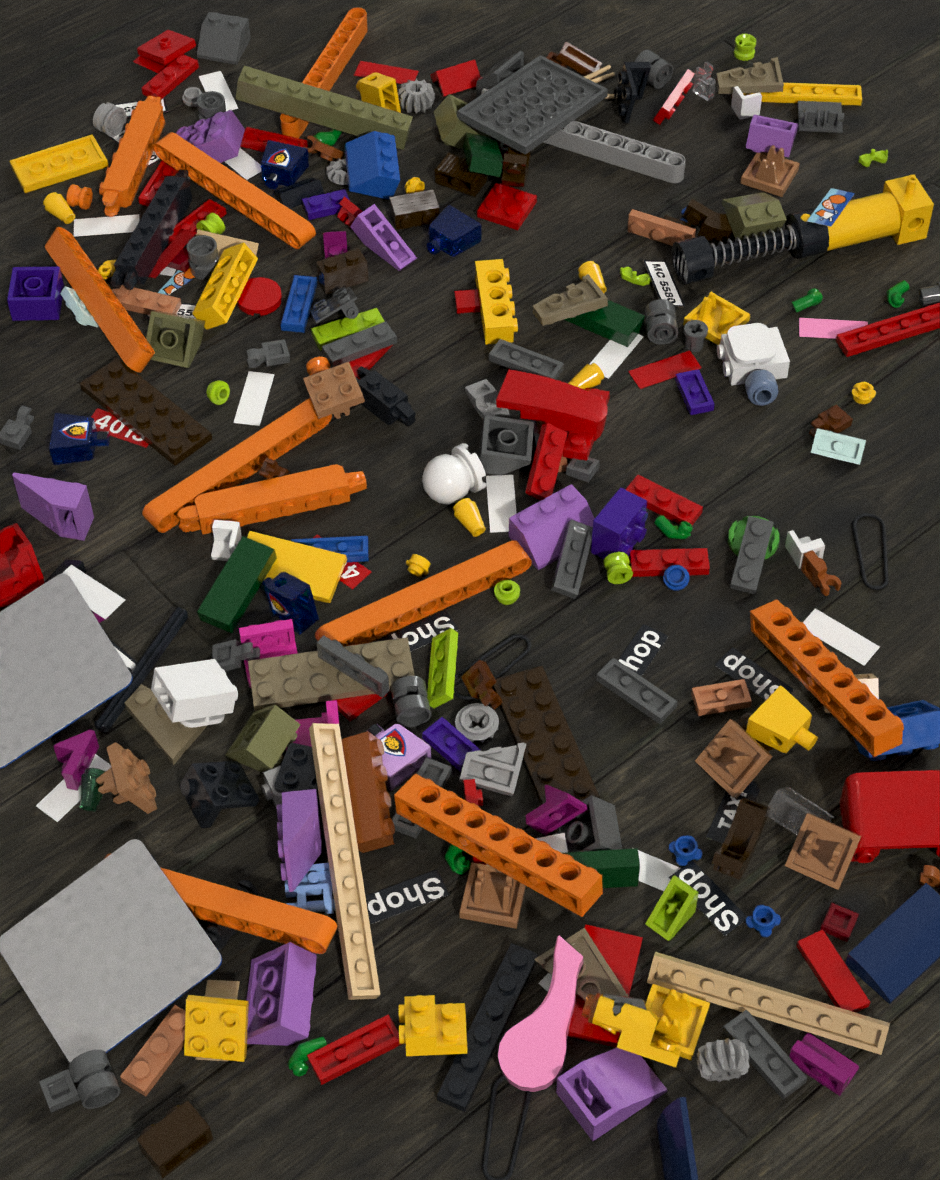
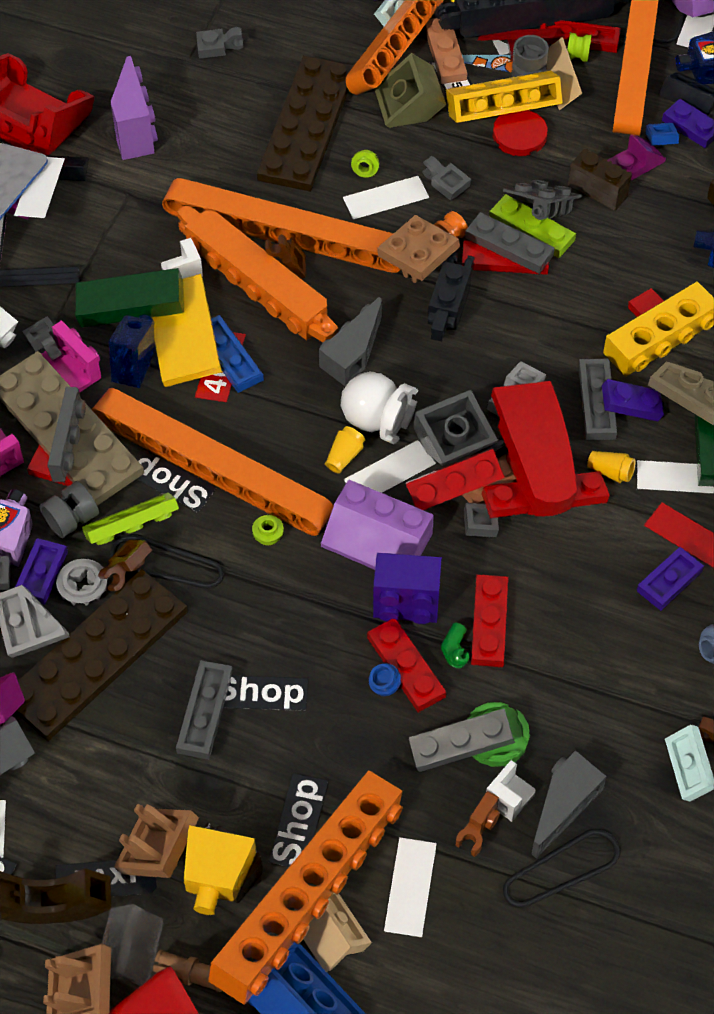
camera: 60 degrees right, 5 degrees up
(75, 439) = (229, 86): clear blue torso -> none
(107, 422) = (271, 102): red sticker -> none
(299, 303) = (537, 167): blue tile -> none
(326, 222) = (662, 134): none -> blue tile
(348, 210) = (694, 147): red tile -> none
(382, 238) = (674, 191): medium lavender slope -> none
(385, 472) = (350, 348): none -> dark grey slope
(418, 565) = (251, 435): yellow plate -> none
(542, 342) = (632, 400): none -> dark purple plate
(572, 559) = (338, 567): dark grey plate -> none
(618, 568) = (360, 616): lime wheel -> none
(689, 844) = (16, 843): blue plate -> none
(721, 697) = (243, 797): nougat plate -> none
(826, 521) = (571, 790): none -> dark grey slope
(835, 784) = (187, 970): none -> medium nougat pin

